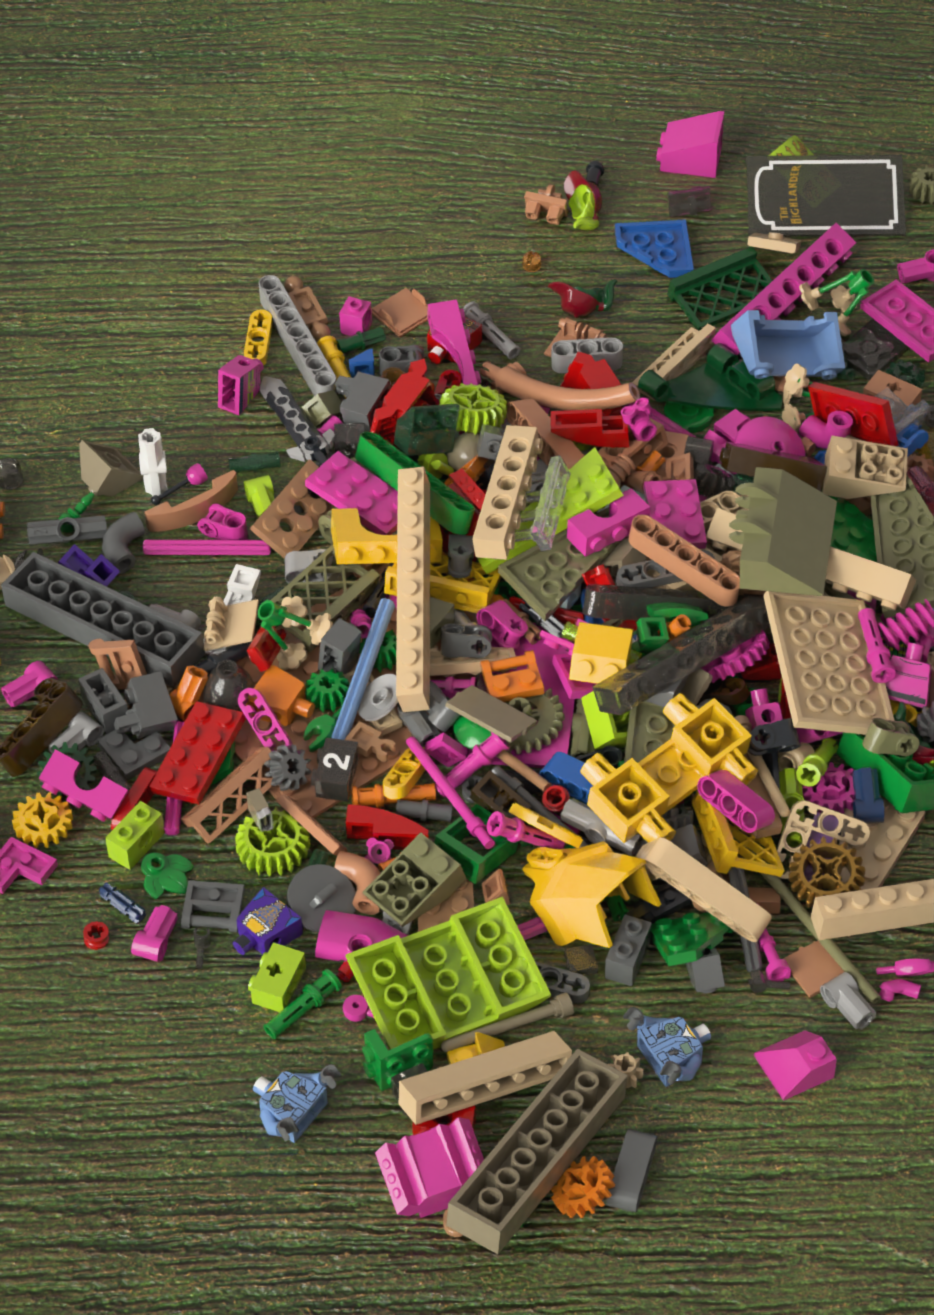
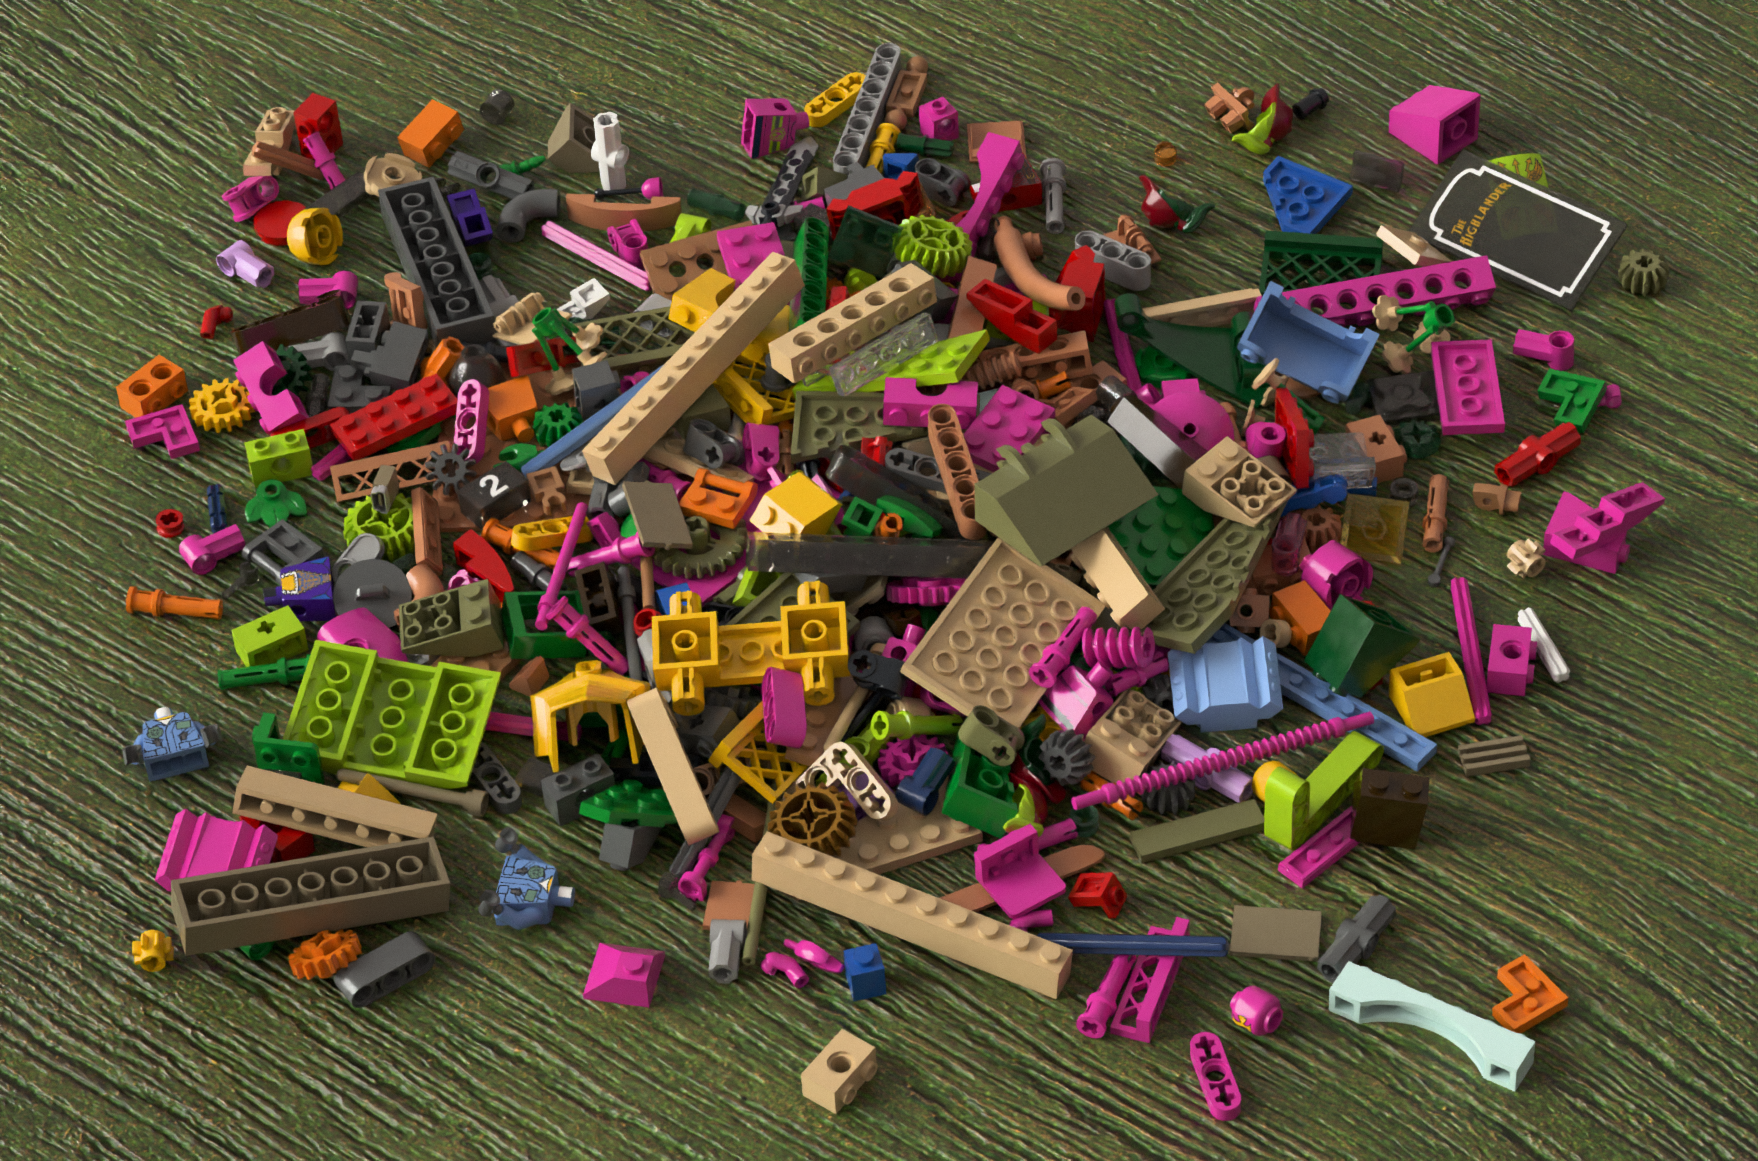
camera: 40 degrees right, 5 degrees down
(159, 1000) = (159, 602): none -> orange pin
(284, 868) = (362, 548): none -> light grey piece
(450, 1268) = (153, 950): none -> yellow gear
(546, 825) = (607, 638): yellow tile -> none
(629, 1066) = (467, 886): tan gear -> none
(638, 420) = (1058, 327): dark pink plate -> none

